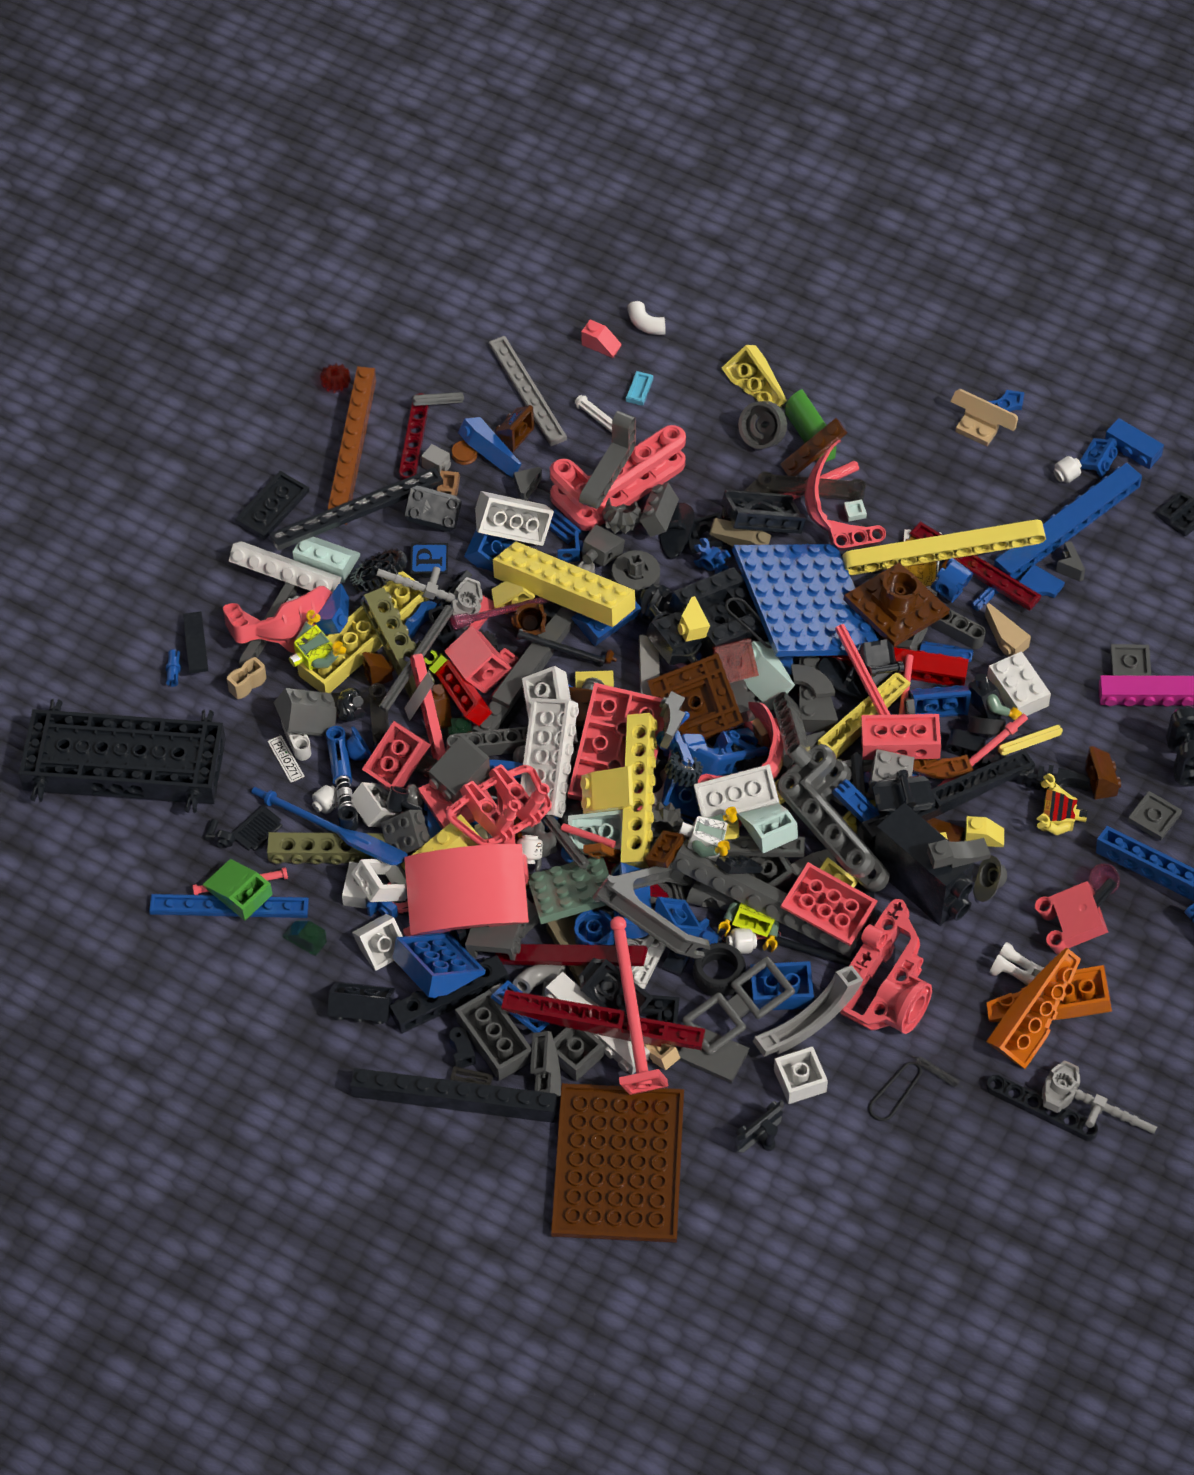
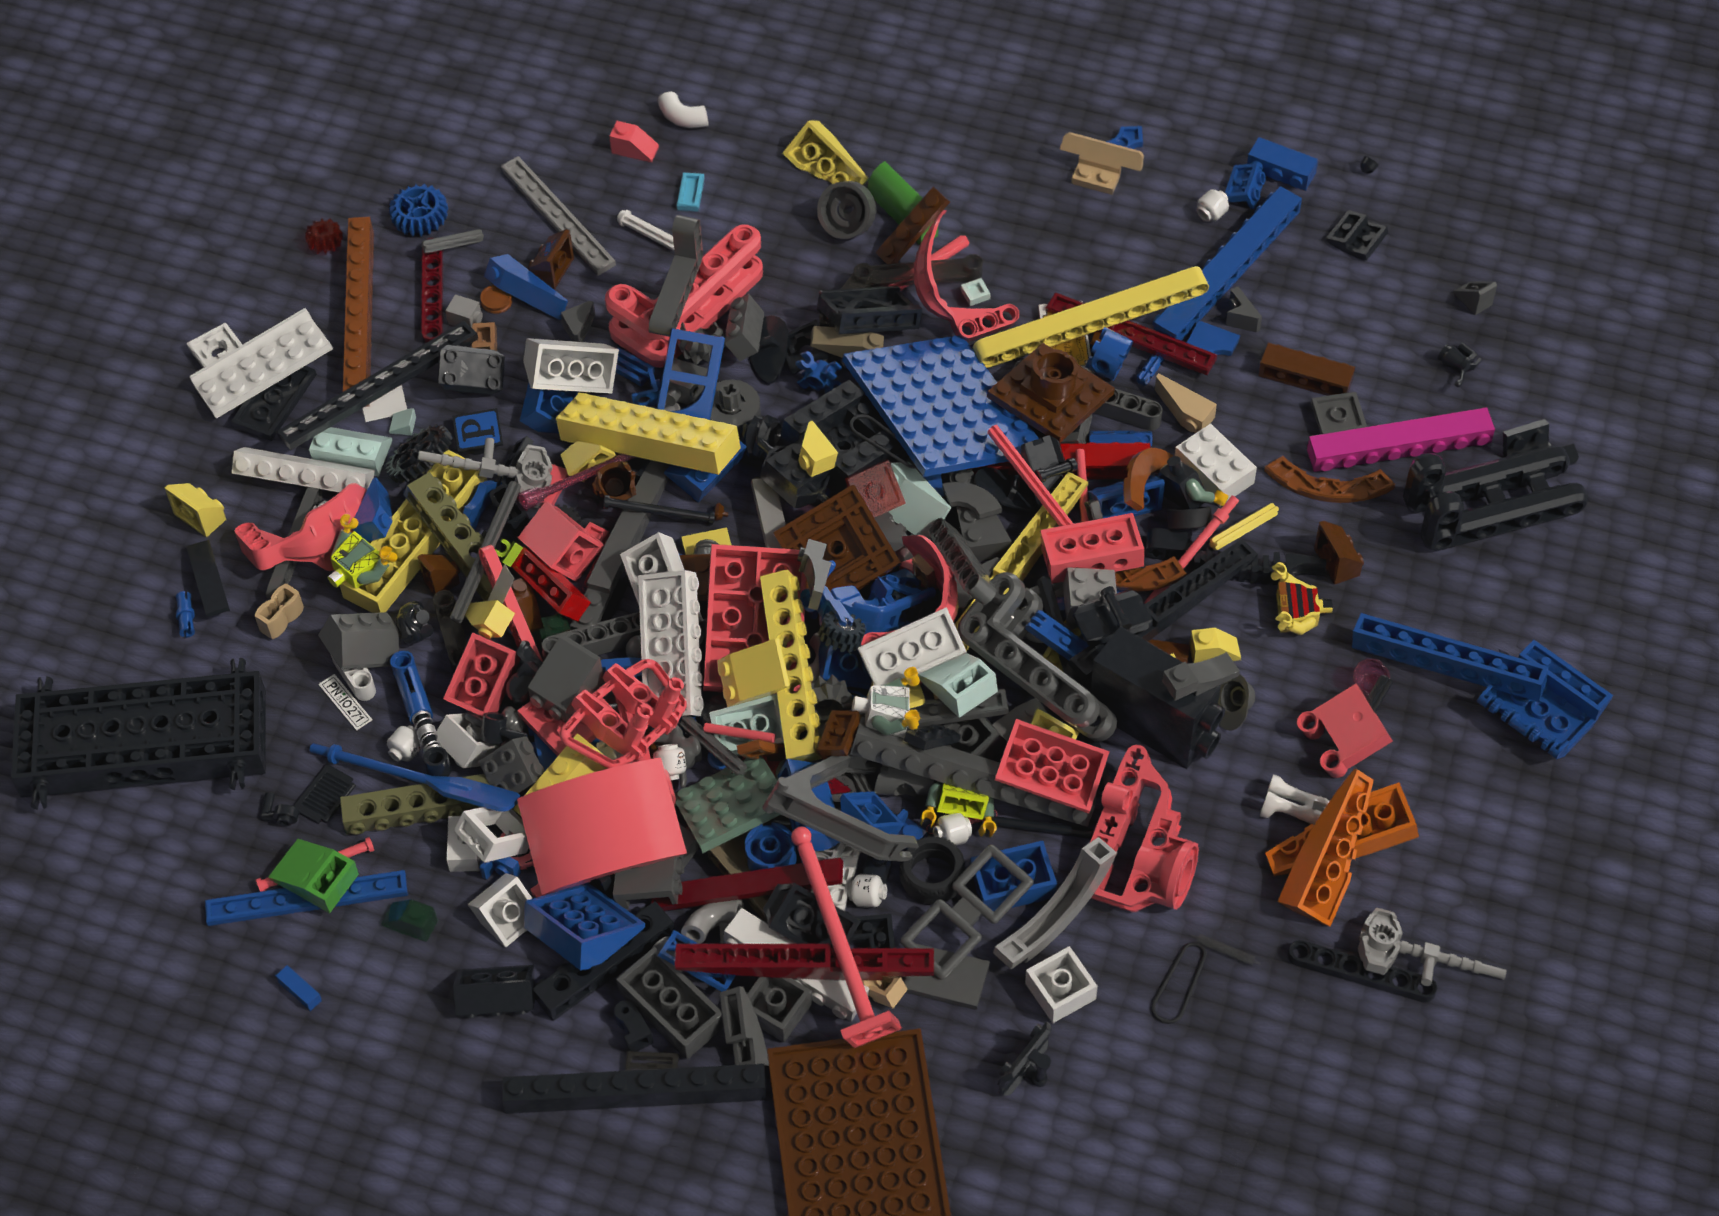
camera: 10 degrees left, 0 degrees up
(195, 584) = (195, 507): none -> light yellow slope
(211, 973) = (298, 988): none -> blue piece
(235, 448) = (216, 338): none -> white piece
(266, 475) = (260, 363): none -> white bracket
(357, 747) = (432, 672): blue hat -> none
(362, 526) = (386, 405): none -> white sticker
(371, 542) = (403, 422): none -> light aqua slope
(409, 711) = (489, 618): none -> light yellow slope
(415, 374) = (417, 203): none -> blue gear
(421, 769) = (518, 683): none -> black head
(612, 569) = (703, 405): none -> blue window
(664, 976) = (867, 890): none -> white head
(951, 681) = (1138, 471): none -> dark orange tile
(1109, 721) = (1329, 489): none -> dark orange tile
(1112, 620) = (1305, 370): none -> reddish brown brick
(1154, 815) = (1411, 591): dark grey plate -> none

